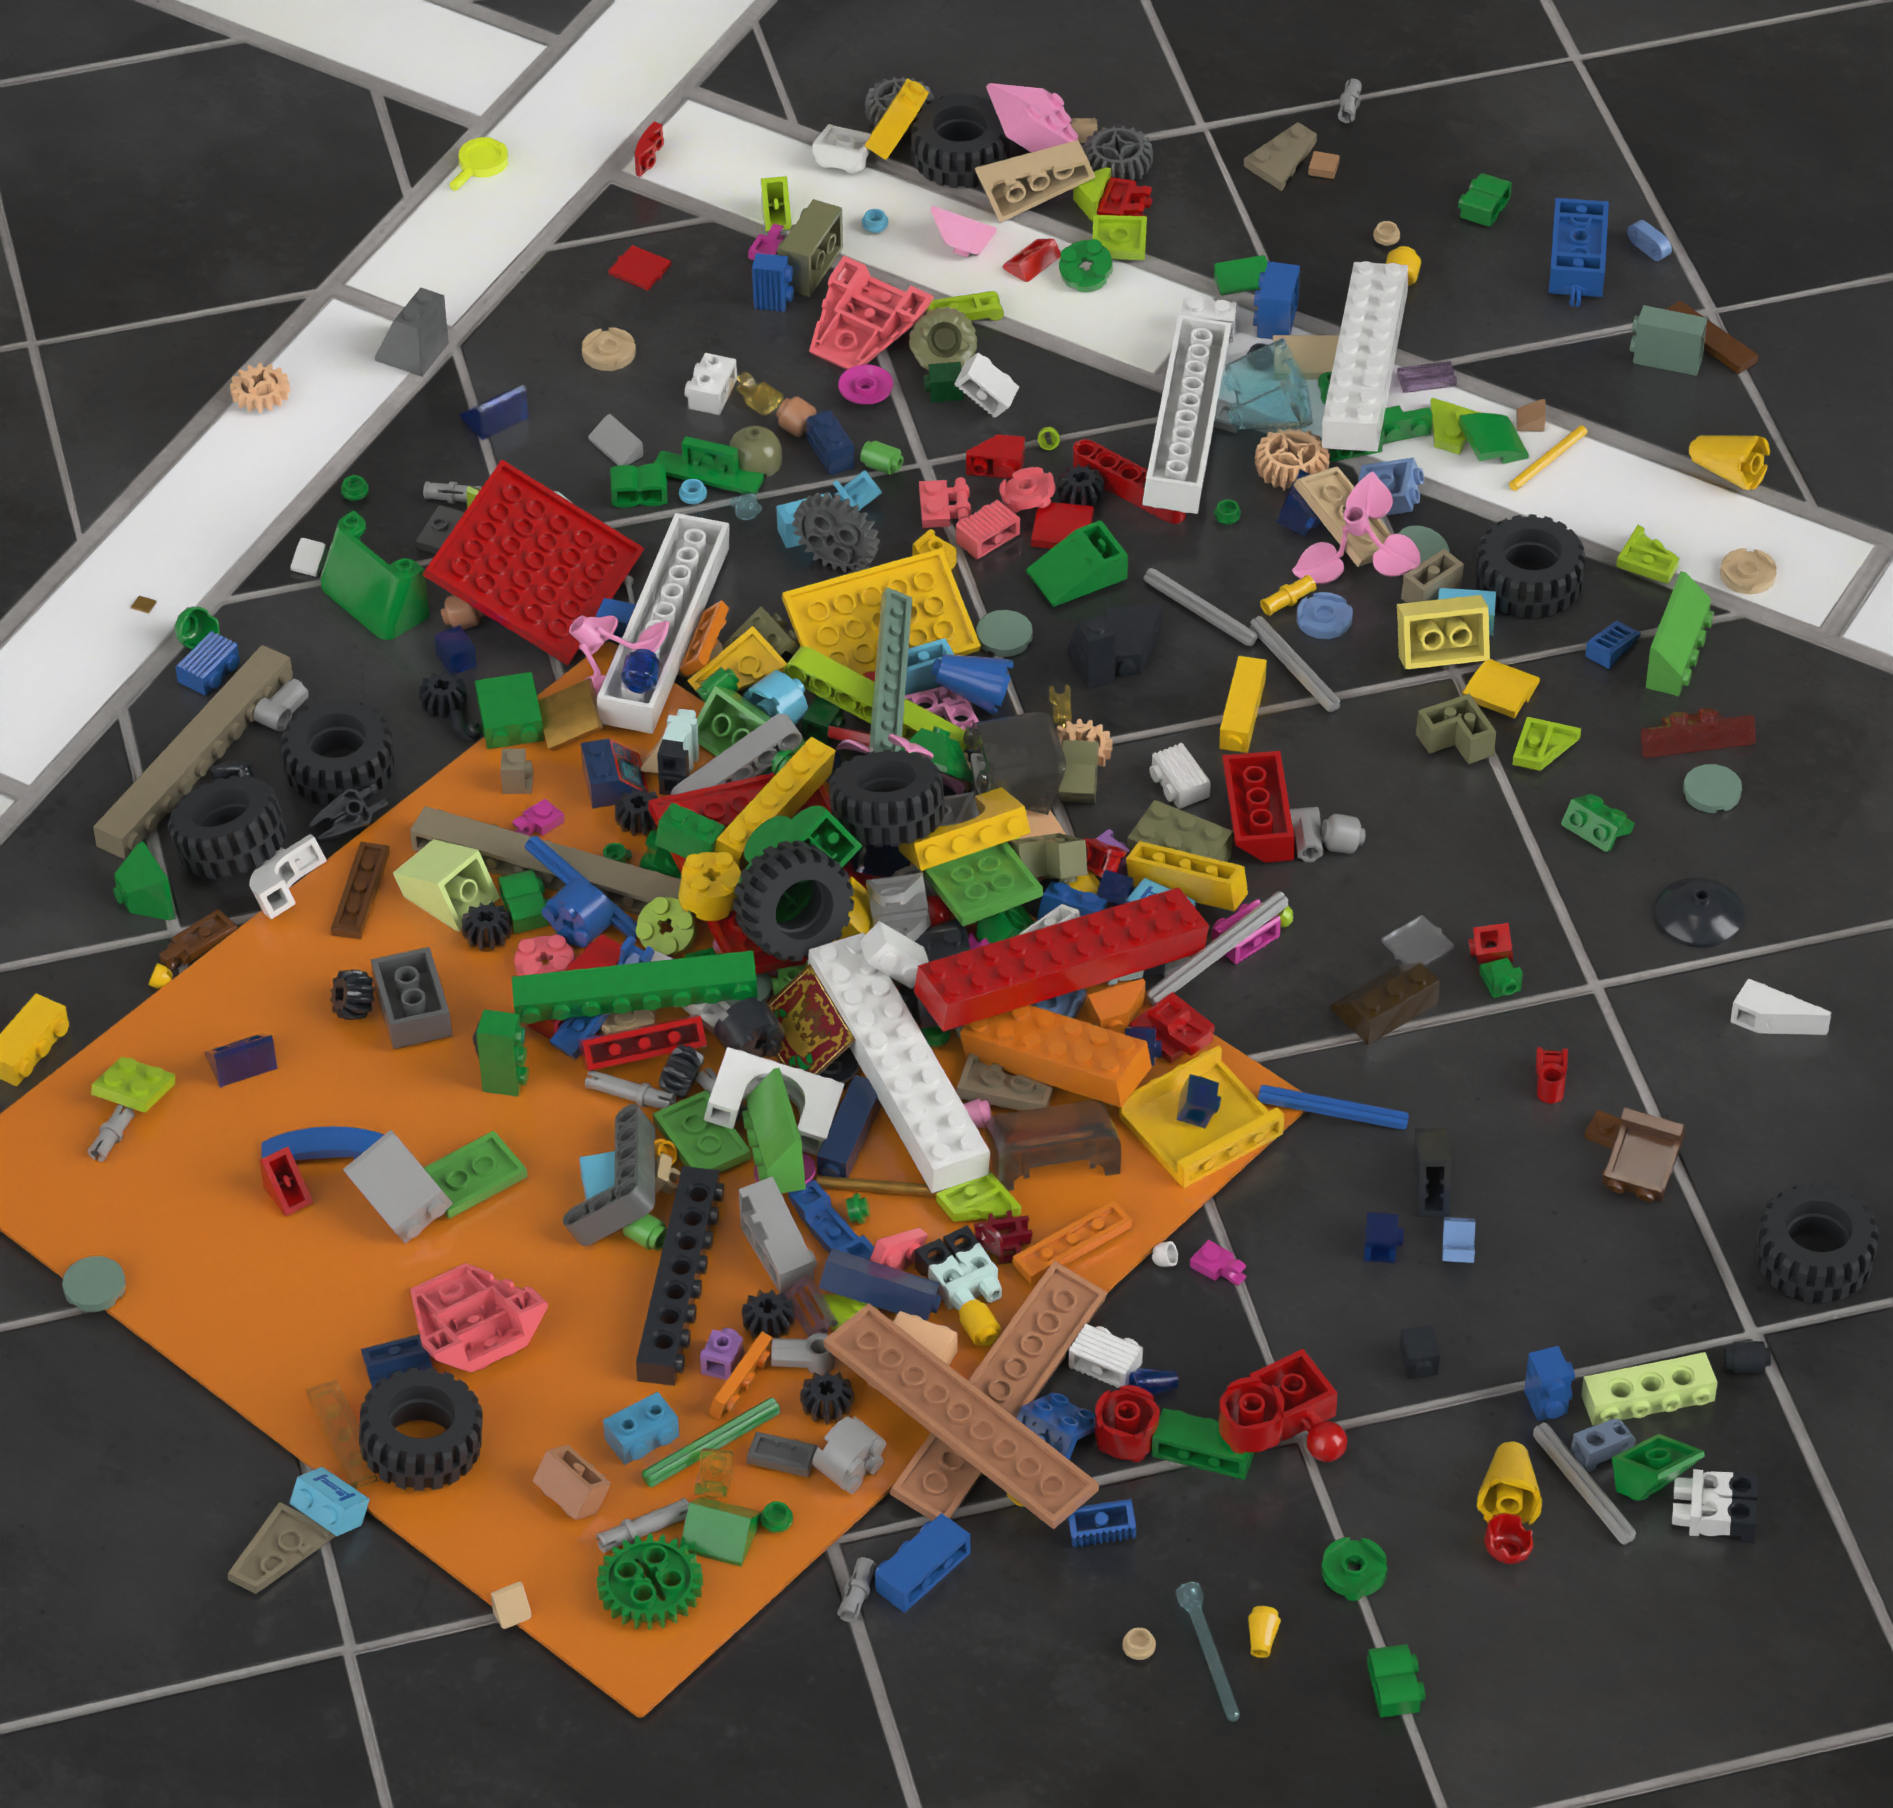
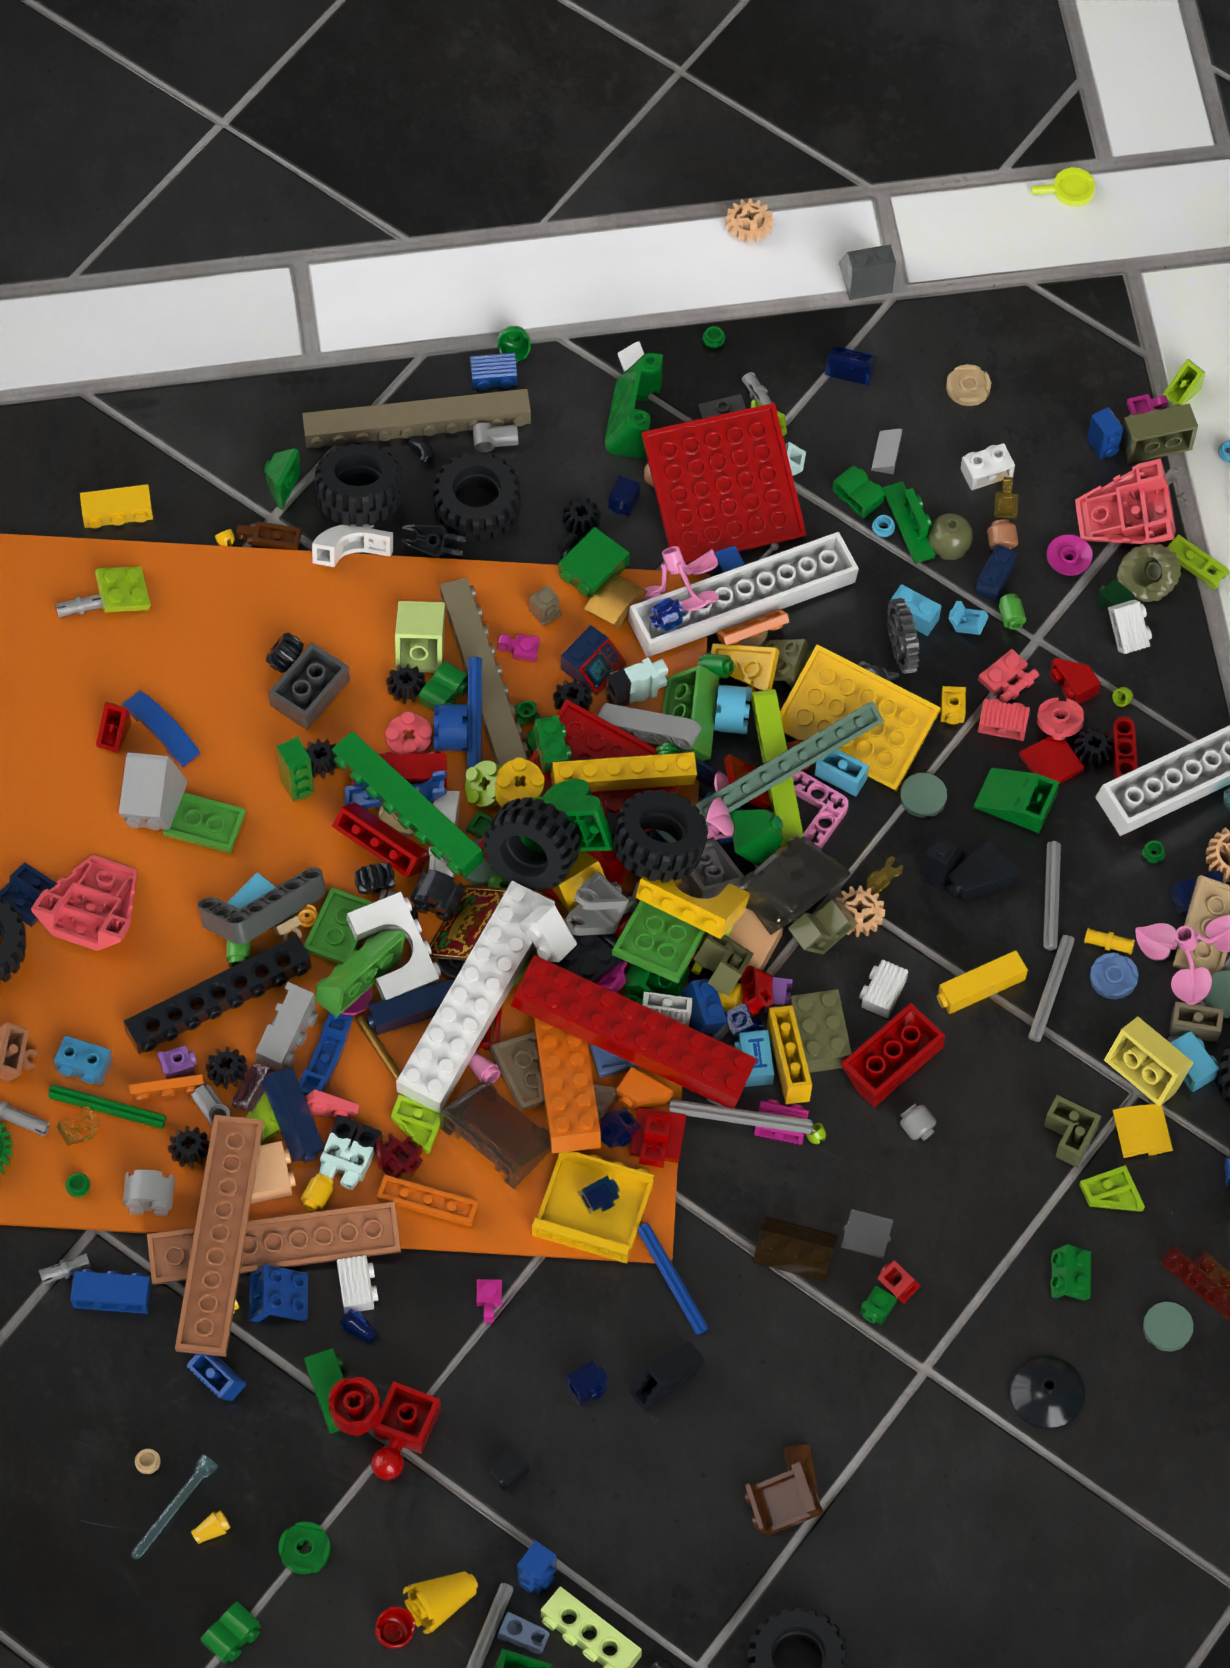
camera: 50 degrees right, 15 degrees up
(143, 604) = (518, 298): pearl gold window -> none
(242, 1059) = (192, 629): clear blue slope -> none
(360, 890) = (381, 592): reddish brown tile -> none
(639, 267) = (1060, 348): red piece -> none
(641, 1094) = (345, 869): light grey pin -> none
(648, 144) = (1174, 269): red slope -> none
(719, 1530) = (45, 1159): green slope -> none
(746, 506) = (899, 571): clear light blue plate -> none
(781, 1454) = (126, 1151): dark grey plate -> none
(819, 718) = (746, 745): dark green brick -> none
(858, 1208) = (352, 1057): green plate -> none
(974, 678) = (851, 808): blue cone -> none
(1126, 1422) = (307, 1320): red brick -> none
(1165, 1254) = (471, 1268): white hinge -> none
(1307, 833) = (905, 1095): light grey piece -> none
(1458, 1239) = (625, 1432): medium blue slope -> none
(1551, 1074) = (821, 1391): red piece -> none
(1775, 1012) = (987, 1496): white slope -> none

